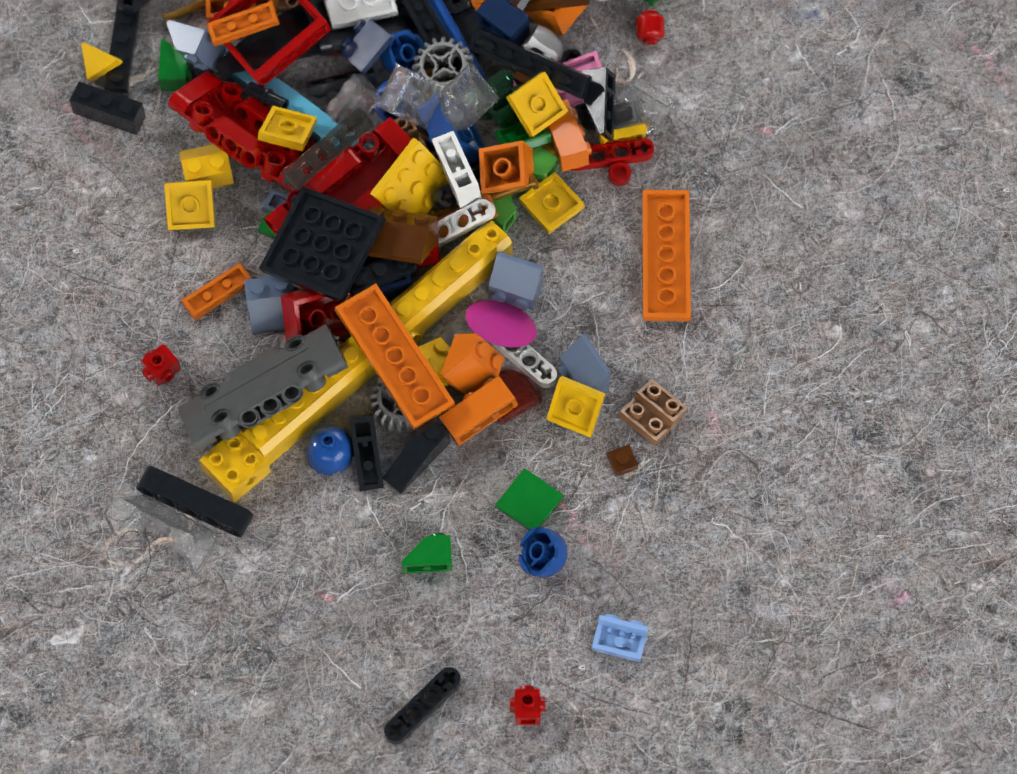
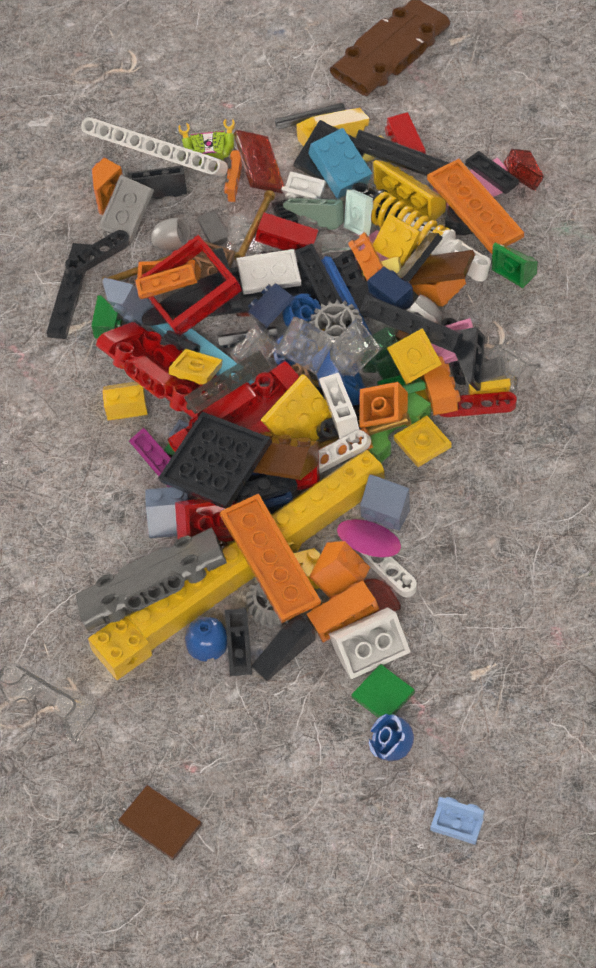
camera: 10 degrees right, 10 degrees down
(97, 62) = (43, 312): yellow tile -> none
(107, 108) = (46, 348): black brick -> none
(160, 365) = (64, 558): red brick -> none
(189, 205) = (106, 427): yellow plate -> none
(194, 501) = (81, 676): black beam -> none
(216, 291) = (120, 501): orange tile -> none
(245, 232) = (150, 451): none -> magenta plate
(299, 660) = (160, 822): none -> reddish brown tile
(422, 705) = (266, 868): black beam -> none
(430, 555) = (287, 736): green slope -> none
(510, 444) = (370, 642): none -> white slope
(527, 705) = (366, 877): red brick -> none
(575, 406) = (431, 612): yellow plate -> none
(585, 365) = (441, 581): sand blue slope -> none
(619, 173) = (484, 420): red tile -> none
(622, 460) = (470, 663): reddish brown plate -> none
(650, 27) = (519, 303): red head -> none
(653, 412) = (501, 622): medium nougat slope -> none
(666, 255) = (521, 490): orange plate -> none

